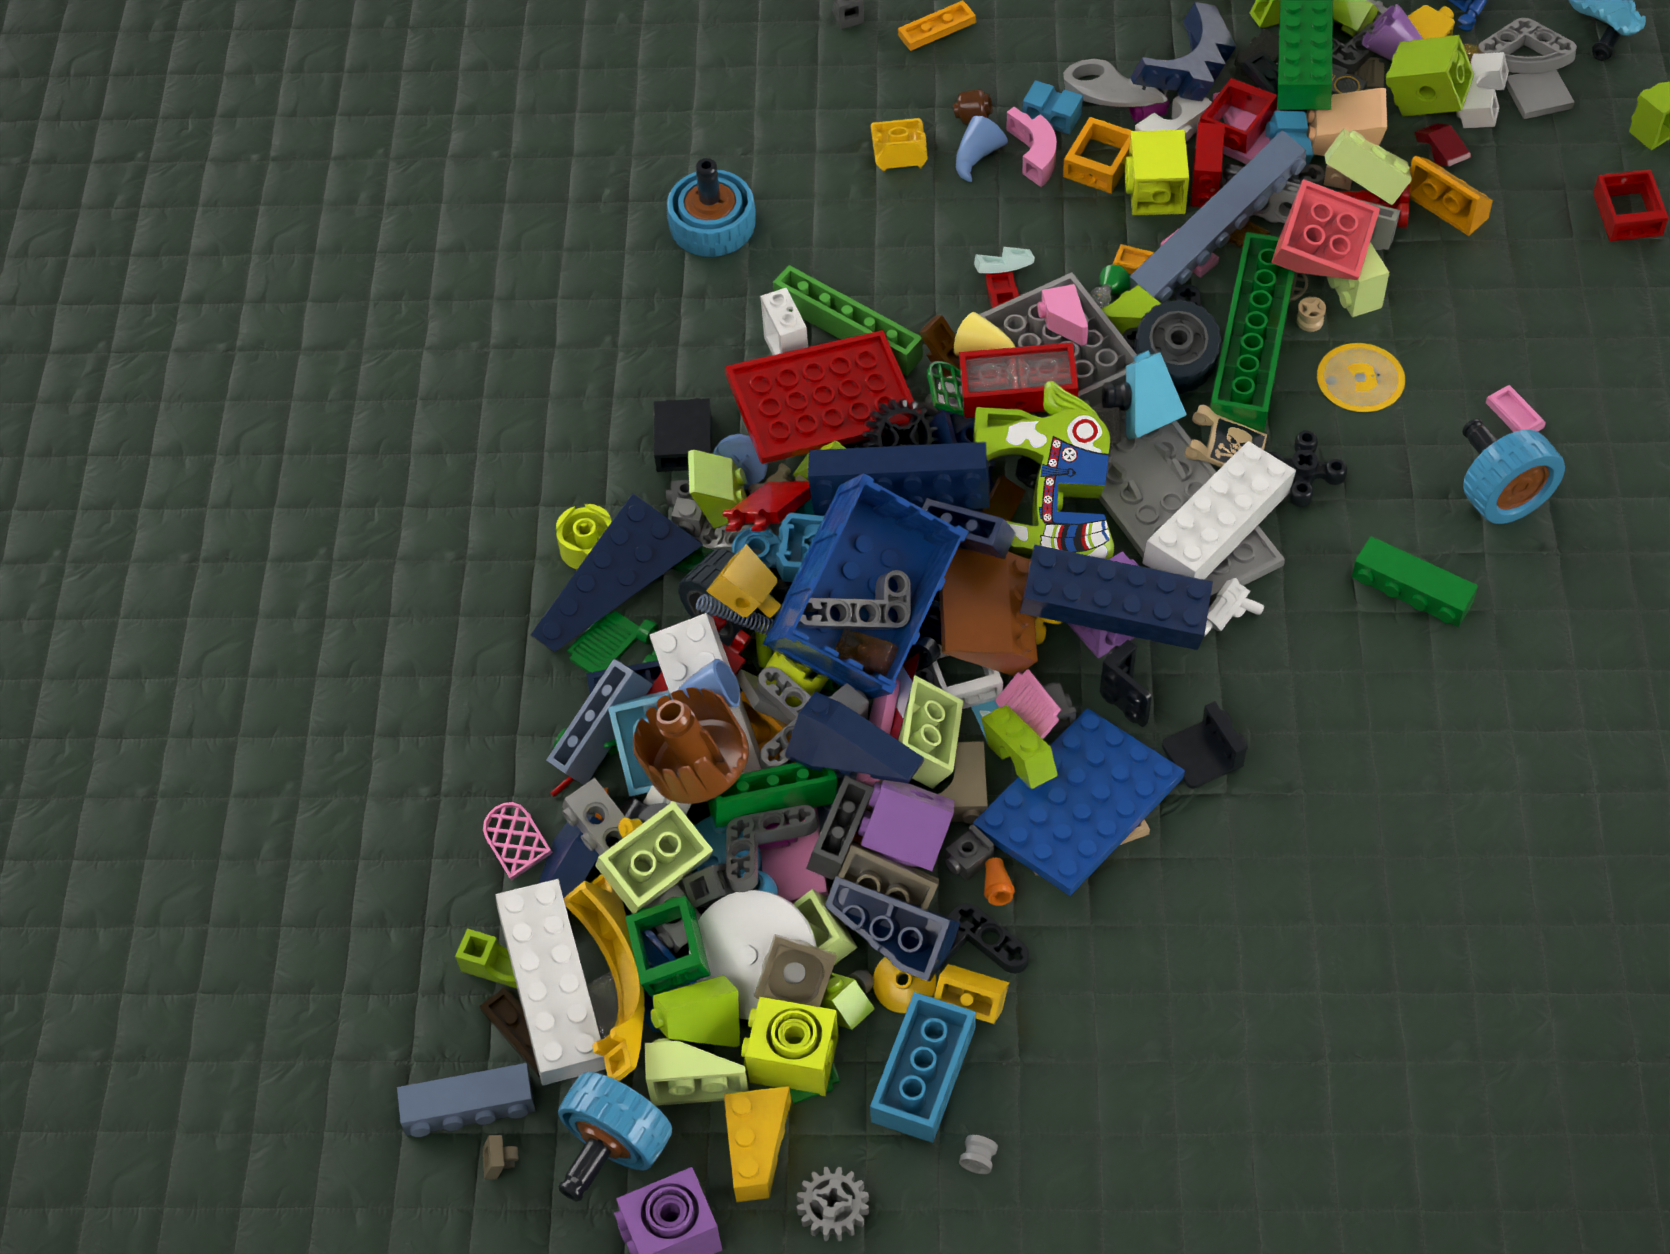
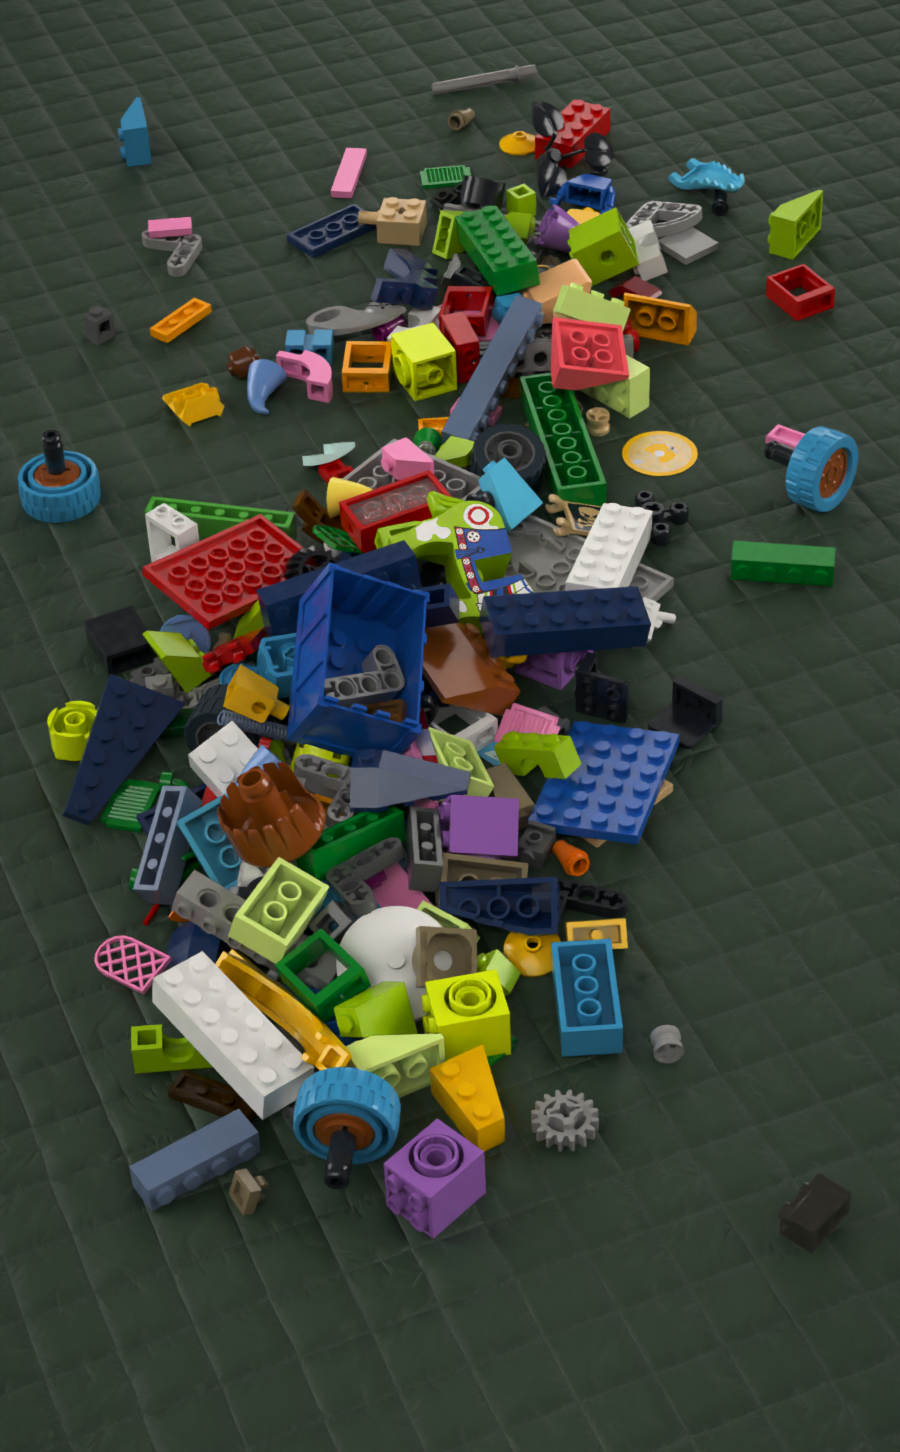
camera: 25 degrees left, 15 degrees down
(628, 825) = (240, 897): yellow piece -> none

